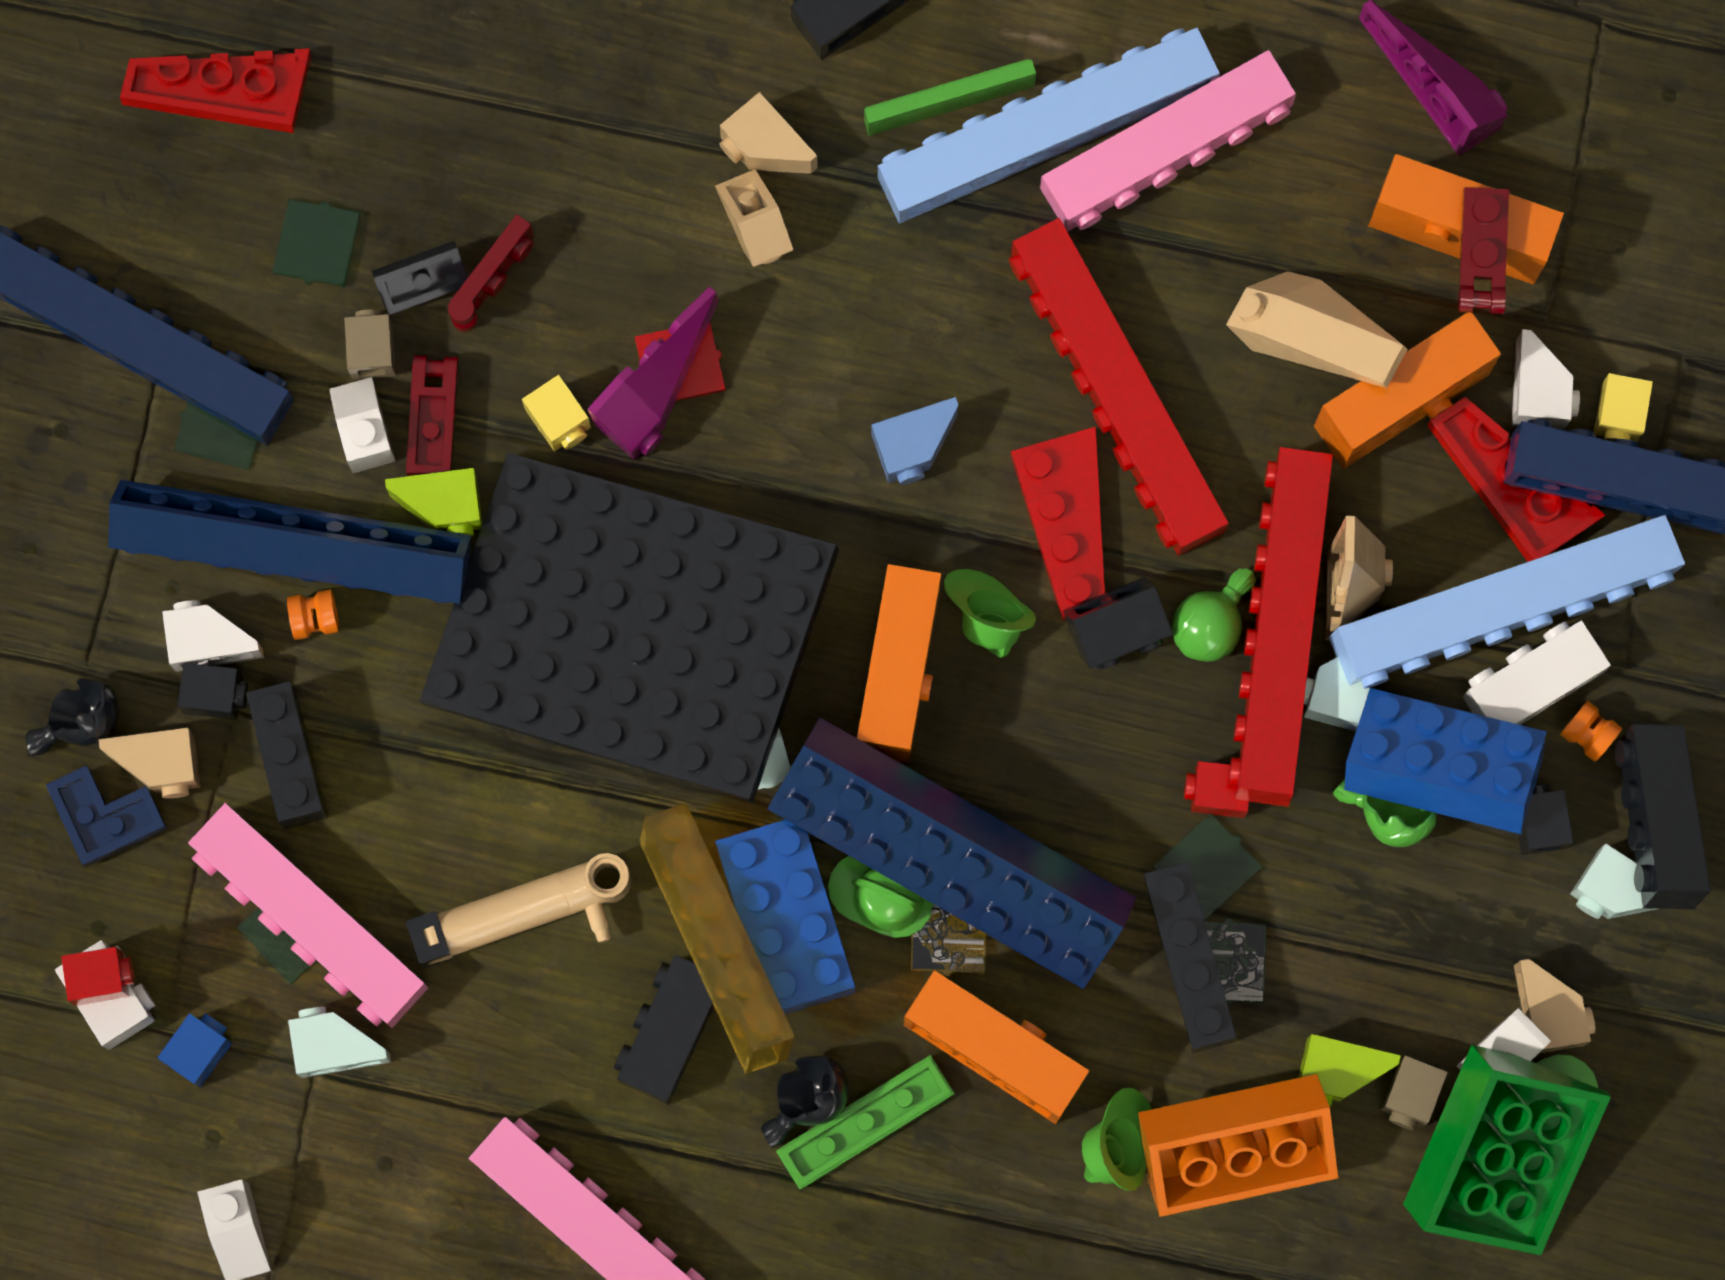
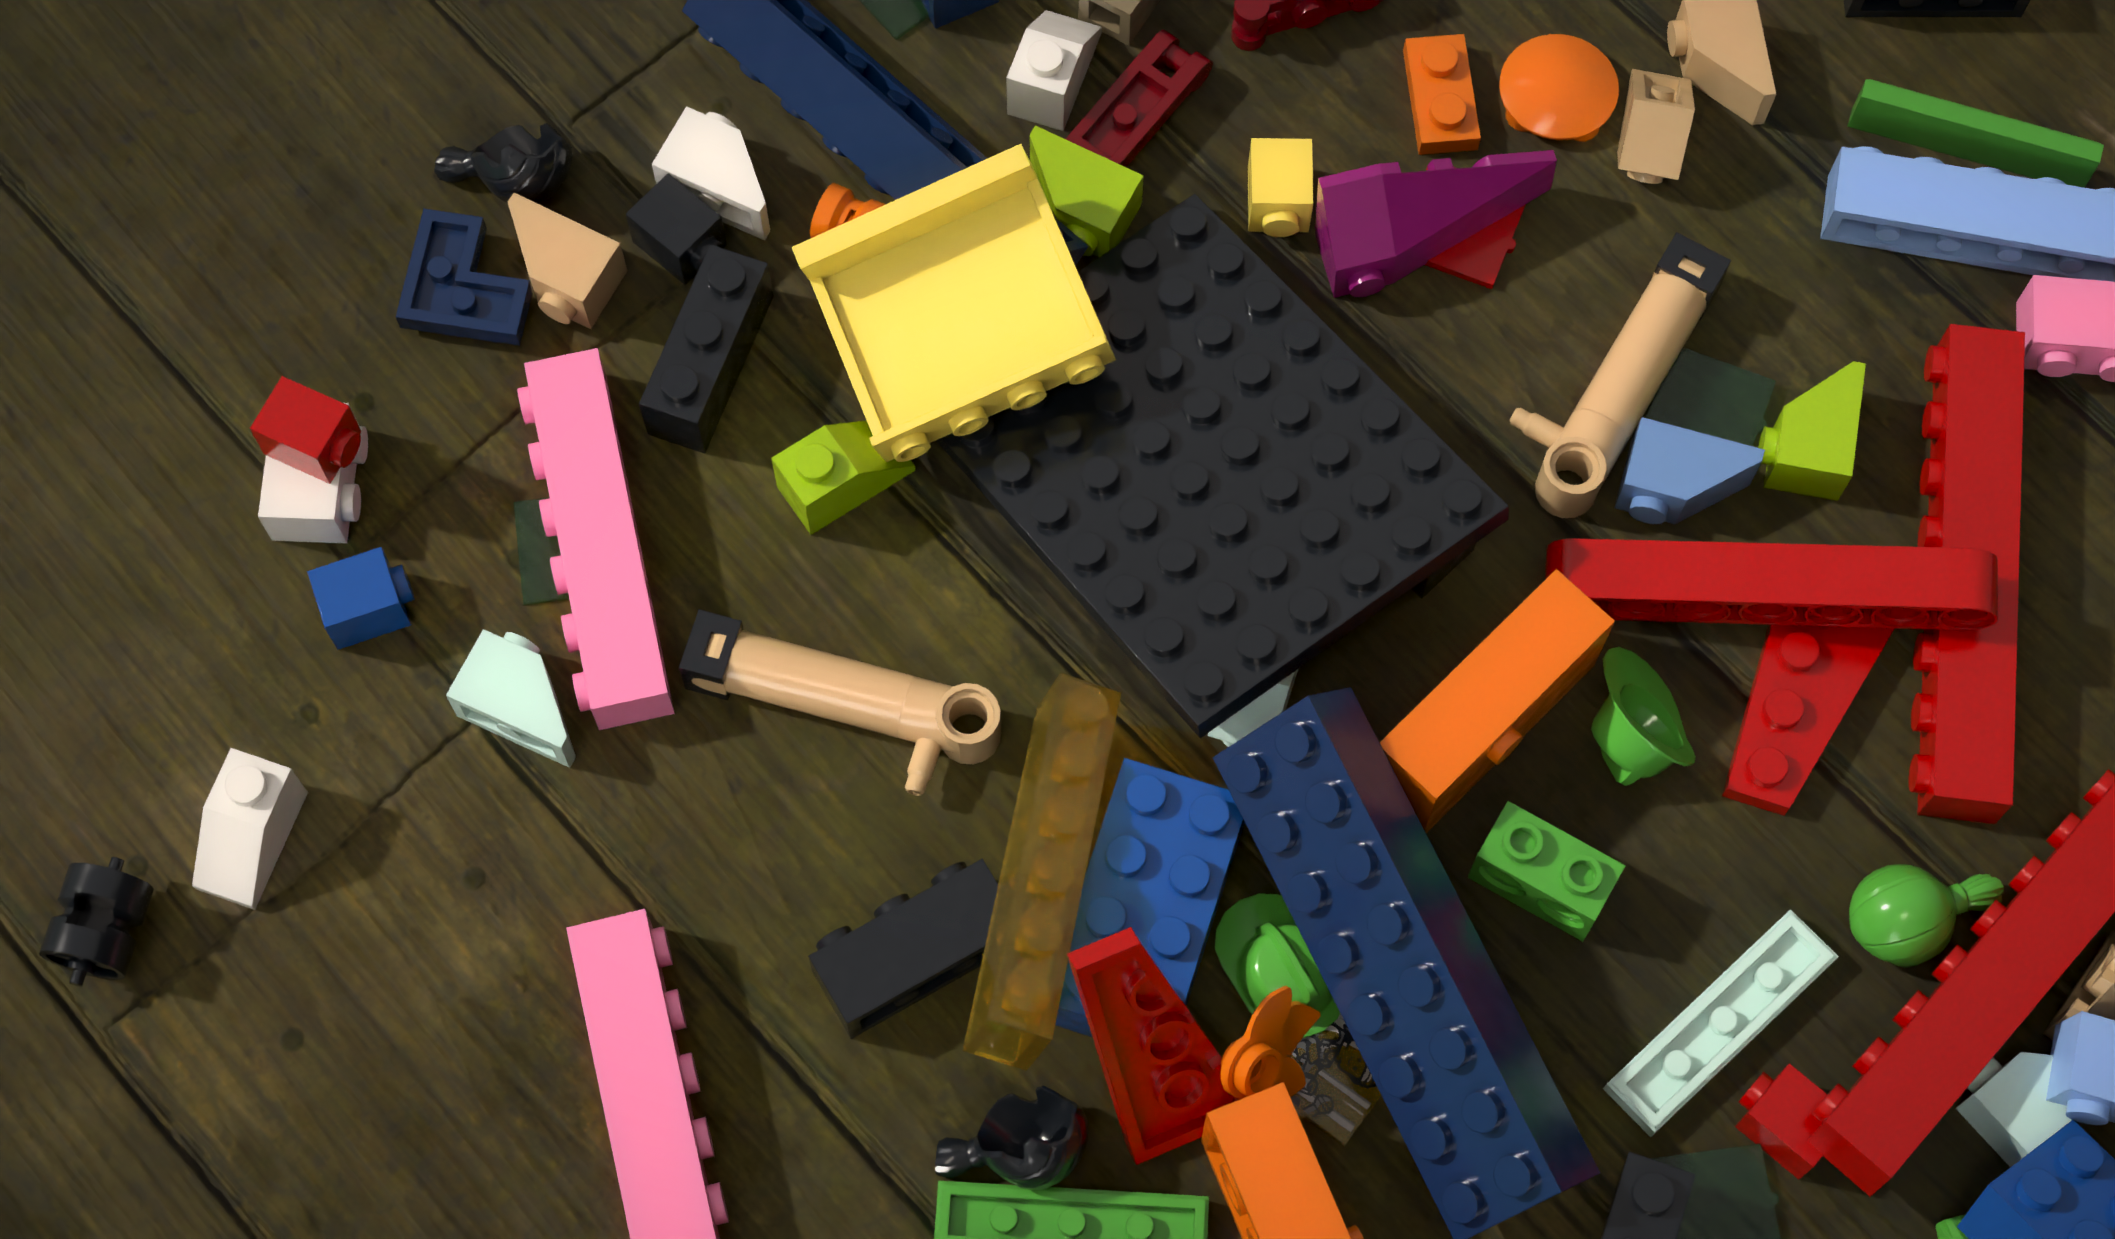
camera: 35 degrees right, 10 degrees down
(421, 774) = (834, 473): none -> lime slope
(426, 634) = (955, 305): none -> light yellow panel
(611, 282) = (1441, 94): none -> orange plate
(679, 230) = (1558, 88): none -> orange dish
(844, 398) = (1626, 379): none -> tan piece
(849, 1000) = (1149, 1046): none -> red wing
(901, 379) = (1712, 398): none -> clear green piece
(911, 961) = (1265, 1050): none -> orange plate
(978, 363) = (1816, 437): none -> lime slope
(994, 739) = (1545, 871): none -> bright green brick
(1012, 479) = (1783, 583): none -> red beam
(1118, 623) = (1793, 837): black brick -> none
(1145, 758) = (1720, 1023): none -> light aqua tile

